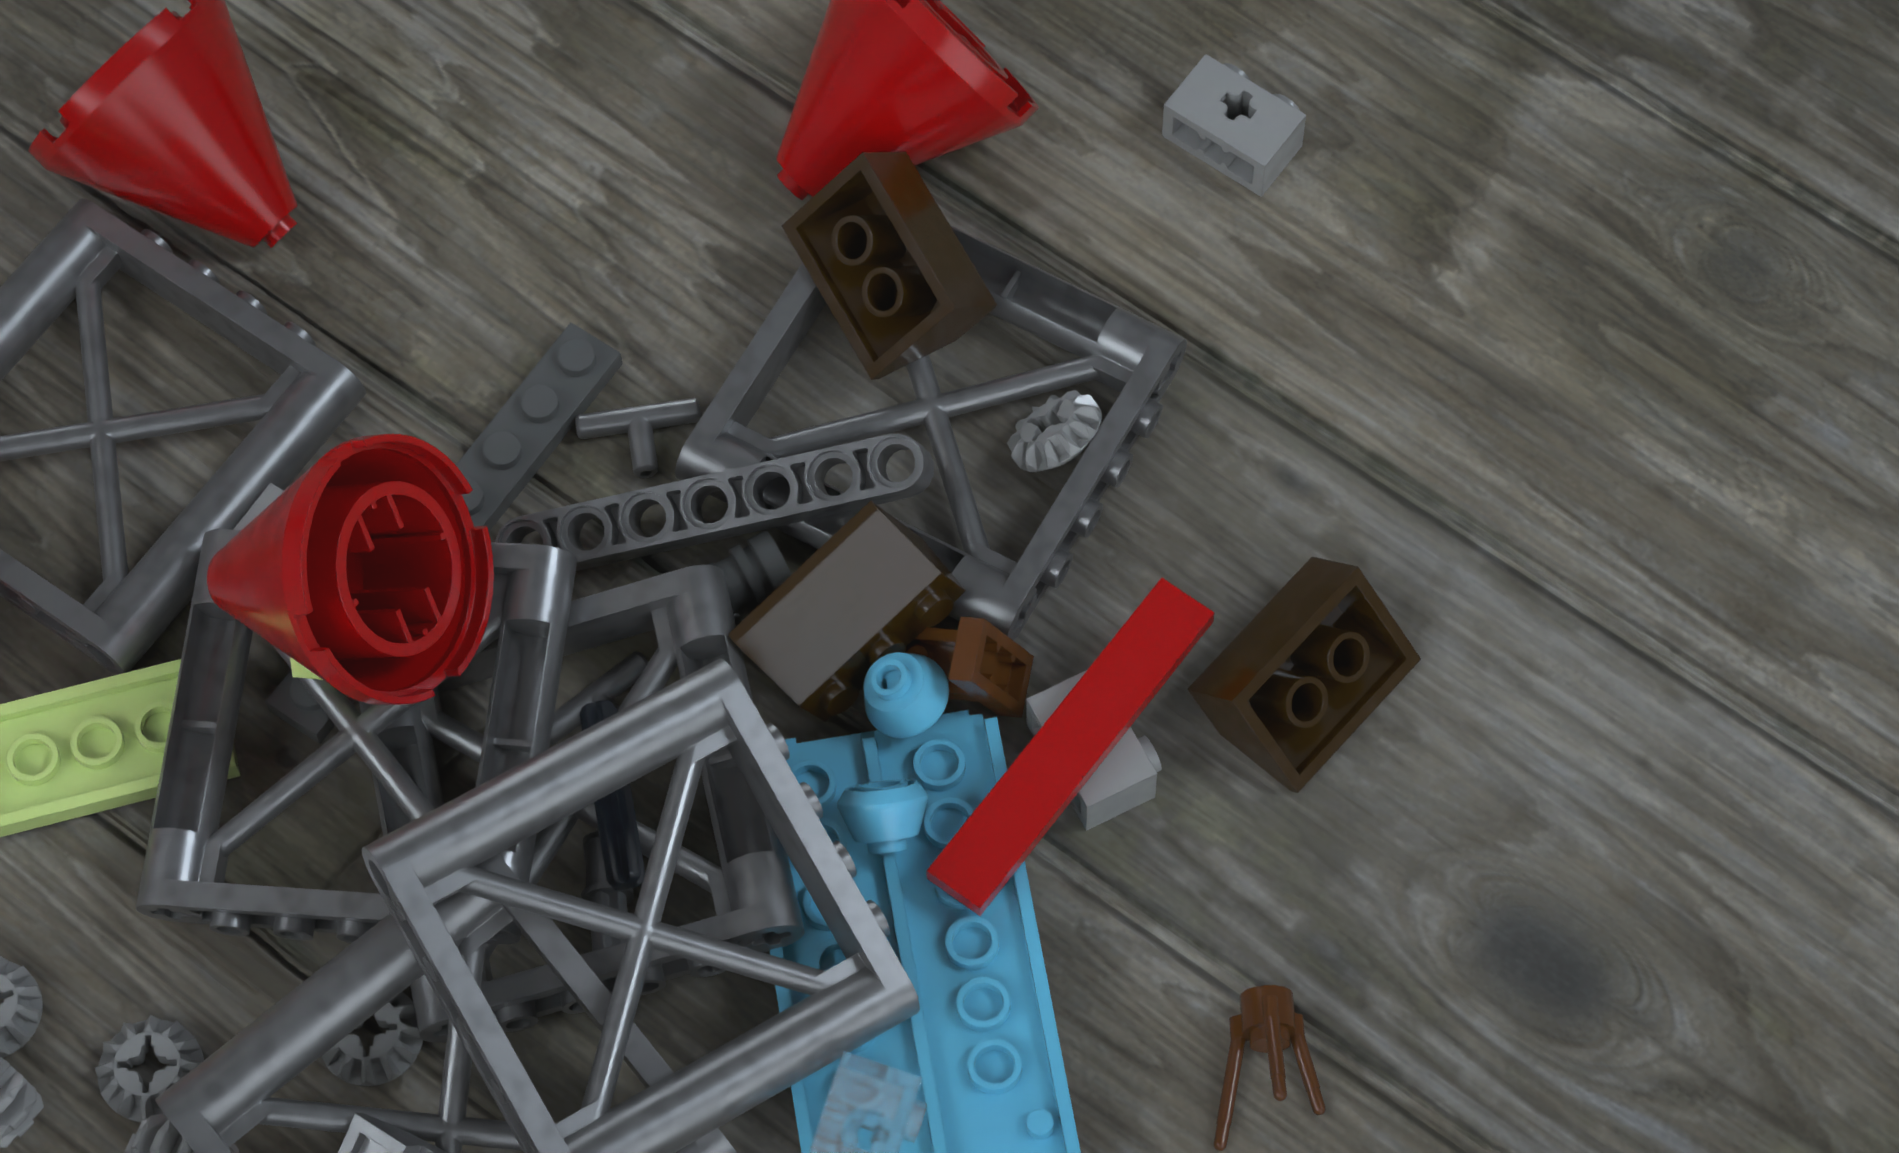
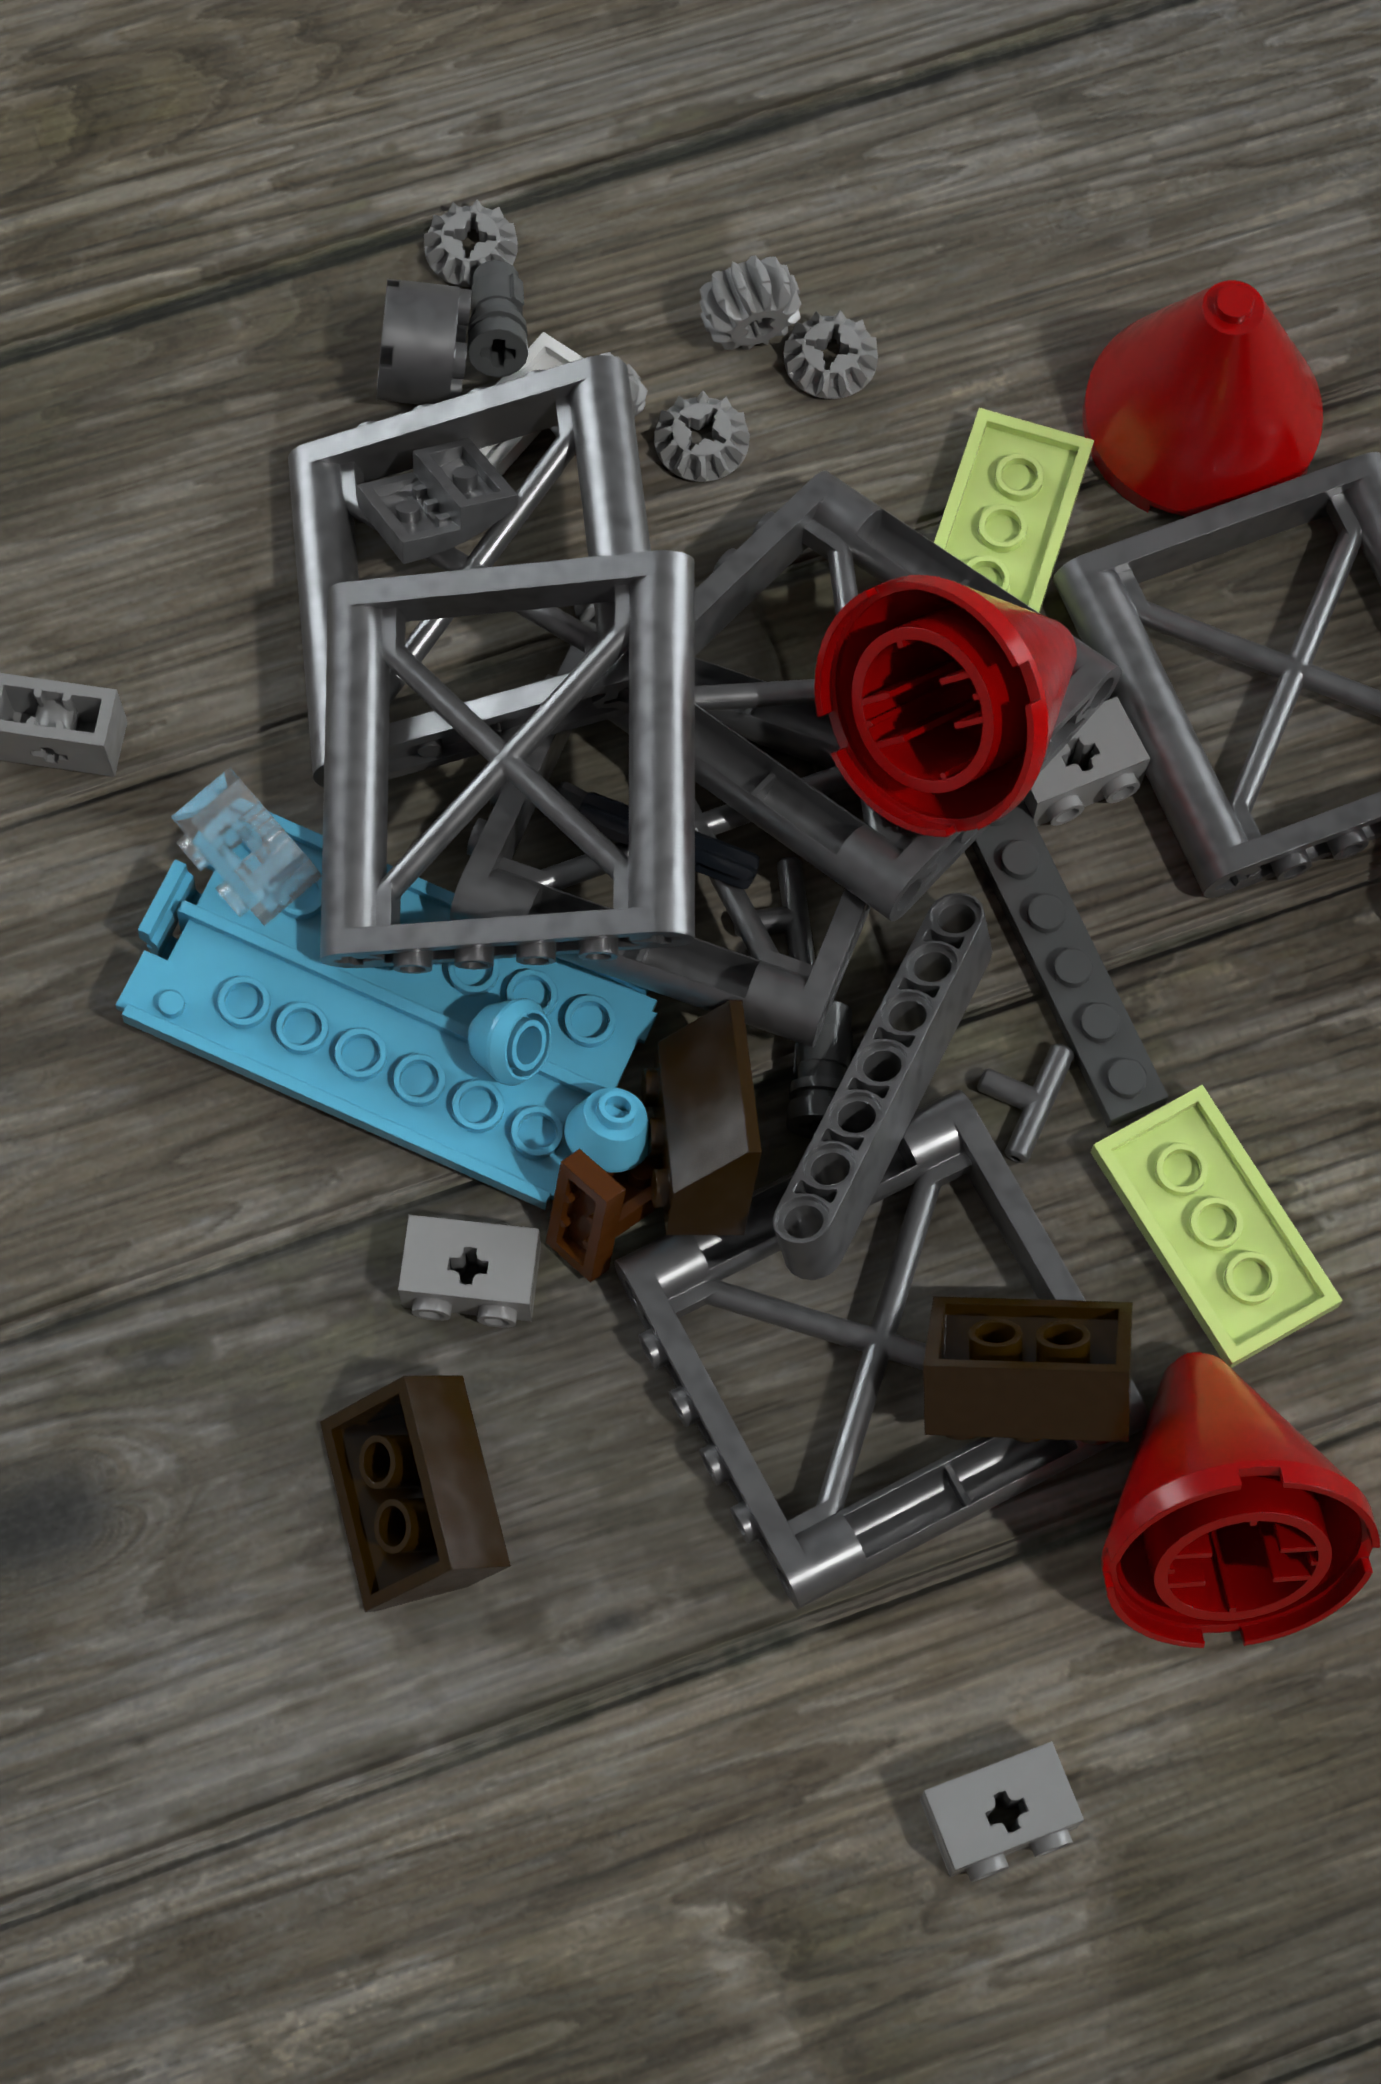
camera: 120 degrees right, 5 degrees up
(660, 232) = (1215, 1226): none -> yellowish green plate
(1055, 432) = (783, 1455): light grey gear -> none
(1070, 746) = (467, 1234): red tile -> none
(1270, 1025) = (139, 1254): reddish brown plant -> none

